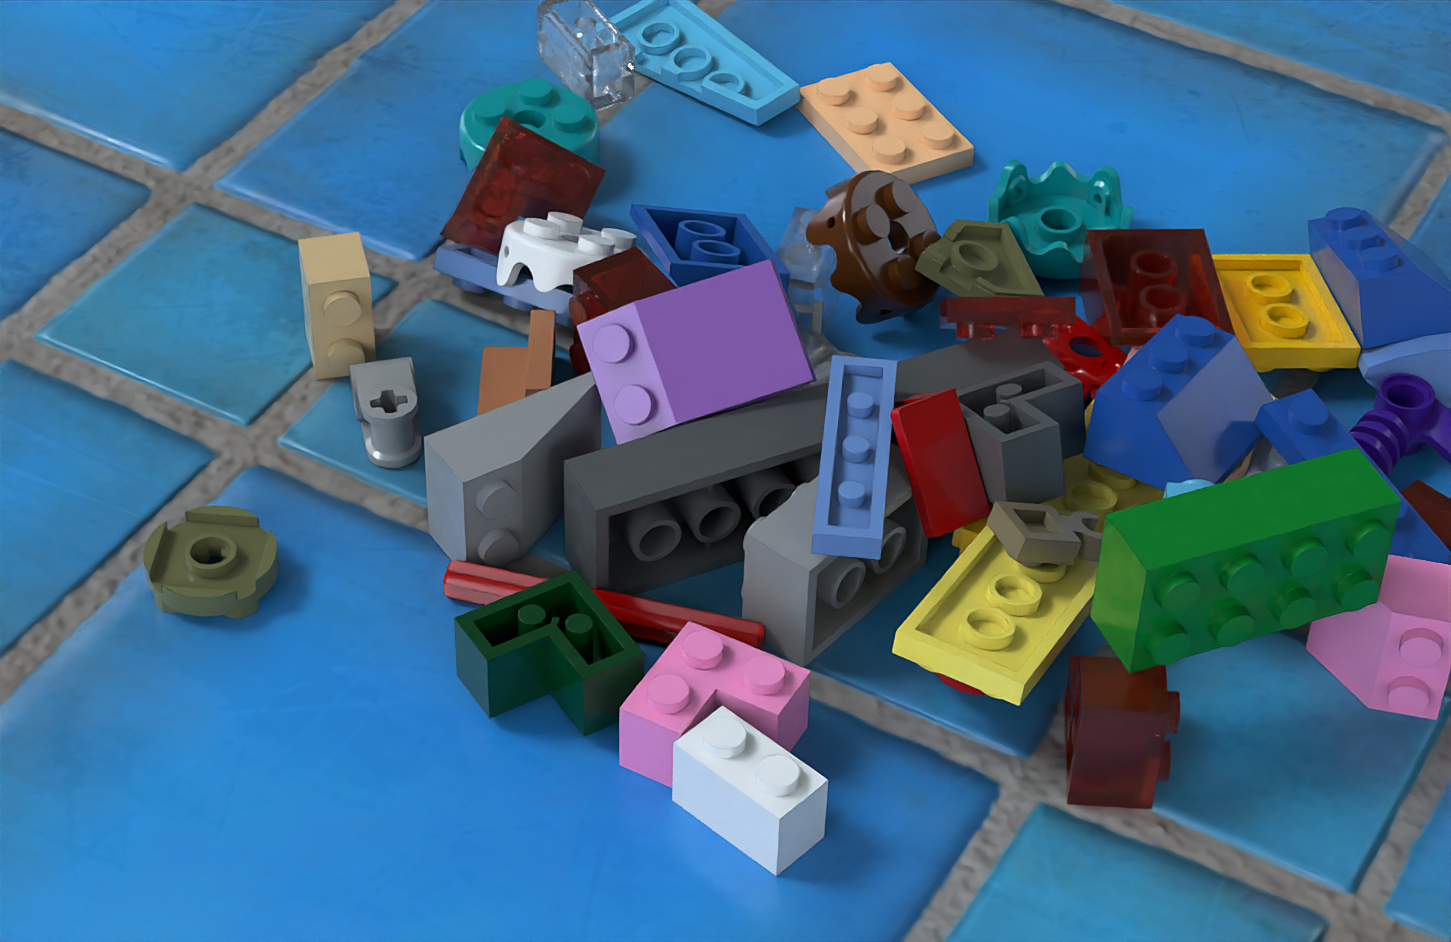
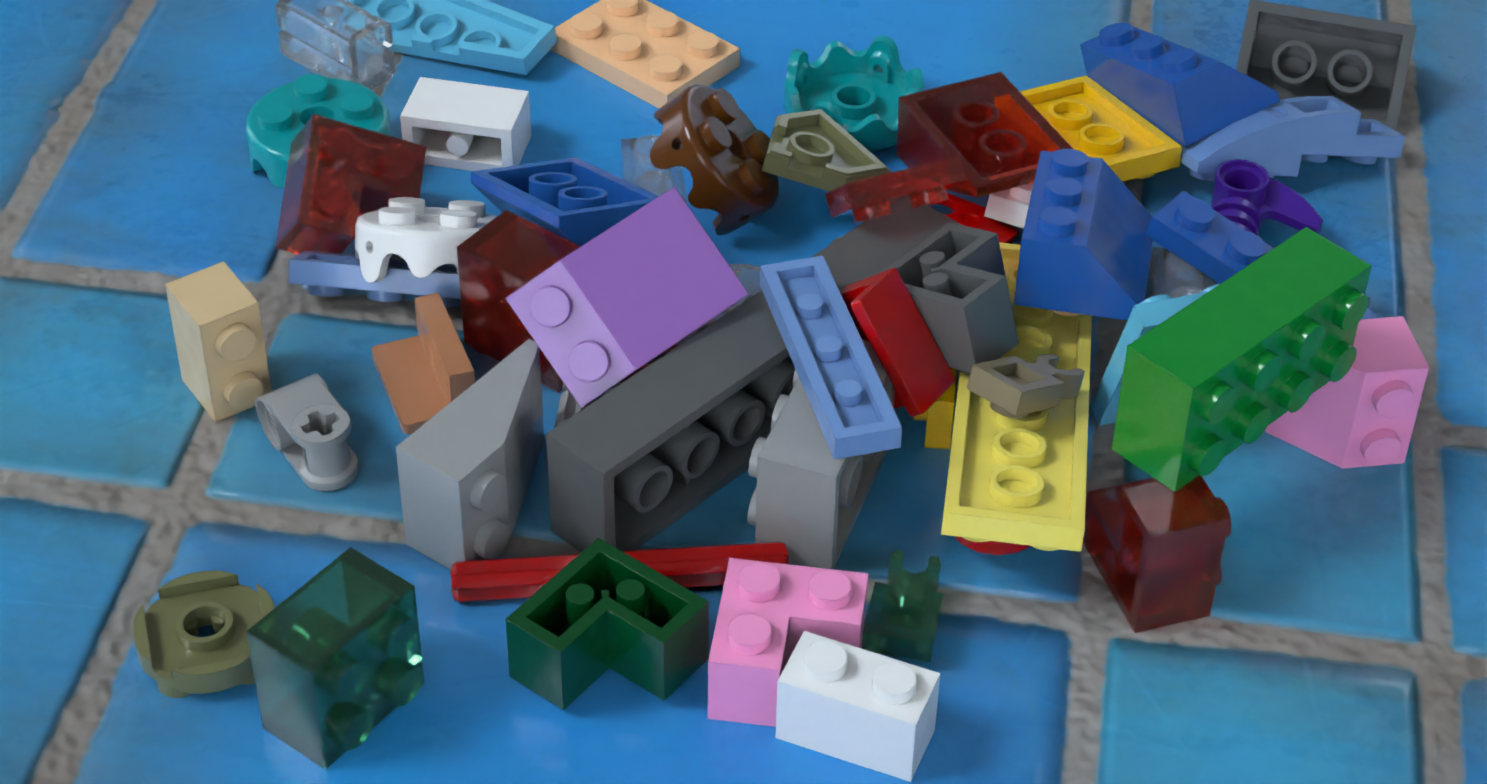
camera: 20 degrees left, 0 degrees up
(299, 611) = (337, 657): none -> clear green brick
(669, 160) = (467, 124): none -> white brick
(845, 723) = (904, 611): none -> clear green plate

